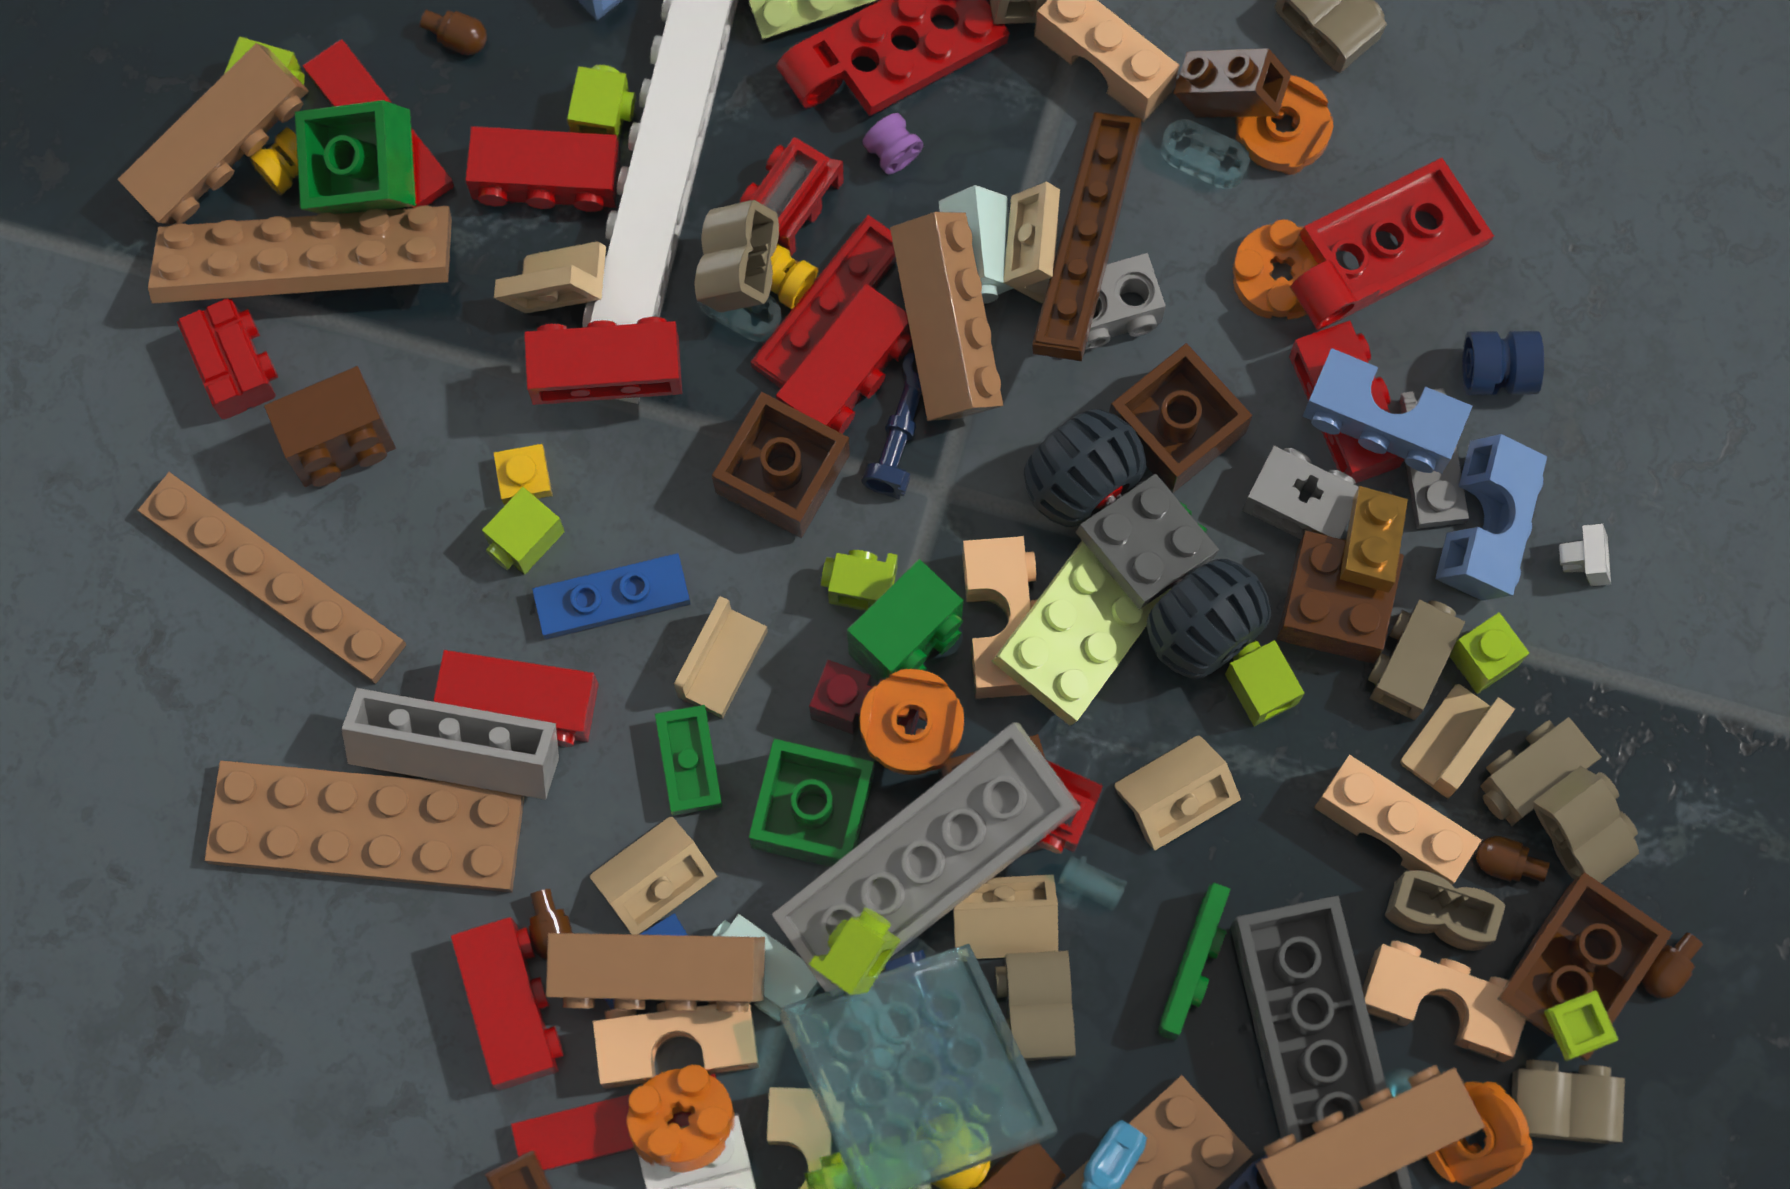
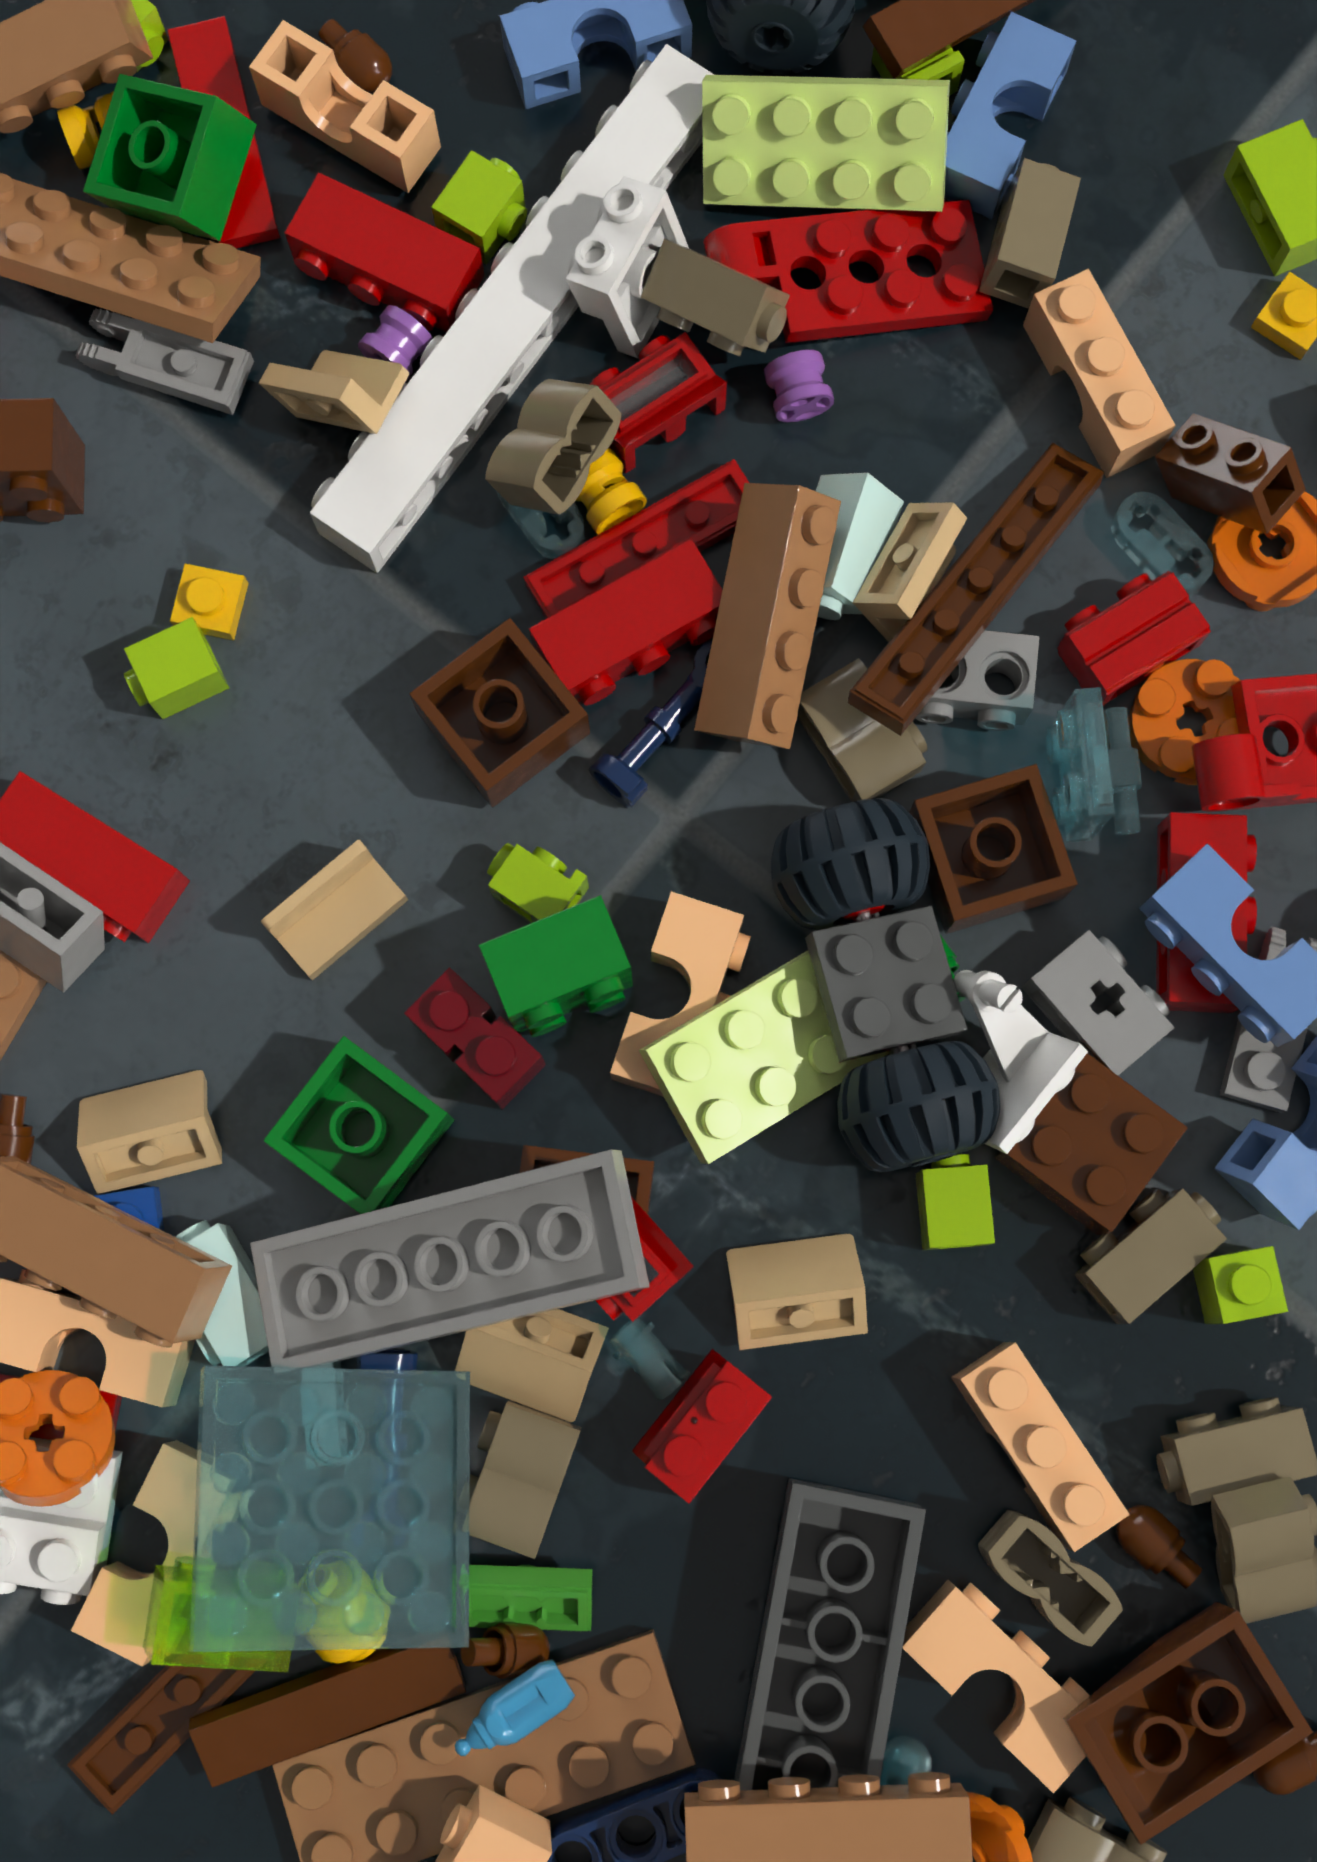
camera: 25 degrees right, 5 degrees up
(413, 309) = (169, 361): none -> light grey hinge
(433, 68) = (377, 130): none -> light nougat arch
(580, 225) = (397, 339): none -> medium lavender wheel
(603, 361) = (341, 507): red brick -> none
(611, 596) = (246, 785): blue plate -> none
(688, 760) = (247, 1014): green plate -> none
(733, 103) = (617, 260): none -> white plate
(807, 103) = (721, 299): none -> dark tan brick
(857, 952) = (315, 1341): lime brick -> none
(929, 746) = (500, 1049): orange plate -> none
(1048, 384) = (857, 748): none -> dark tan brick
(1082, 1130) = (507, 1649): none -> reddish brown cylinder
(1086, 1086) = (530, 1596): none -> bright green plate
(1151, 912) = (701, 1425): none -> red window
(1204, 941) = (708, 1528): green plate -> none
(1213, 228) = (1132, 637): none -> red brick
(1226, 330) = (1094, 766): none -> clear light blue plate
(1264, 550) = (1022, 1056): none -> white plate
(1374, 539) = (1158, 1095): pearl gold plate -> none
(1455, 739) = (1155, 1371): tan panel -> none
(1581, 1025) = (1150, 1801): lime tile -> none

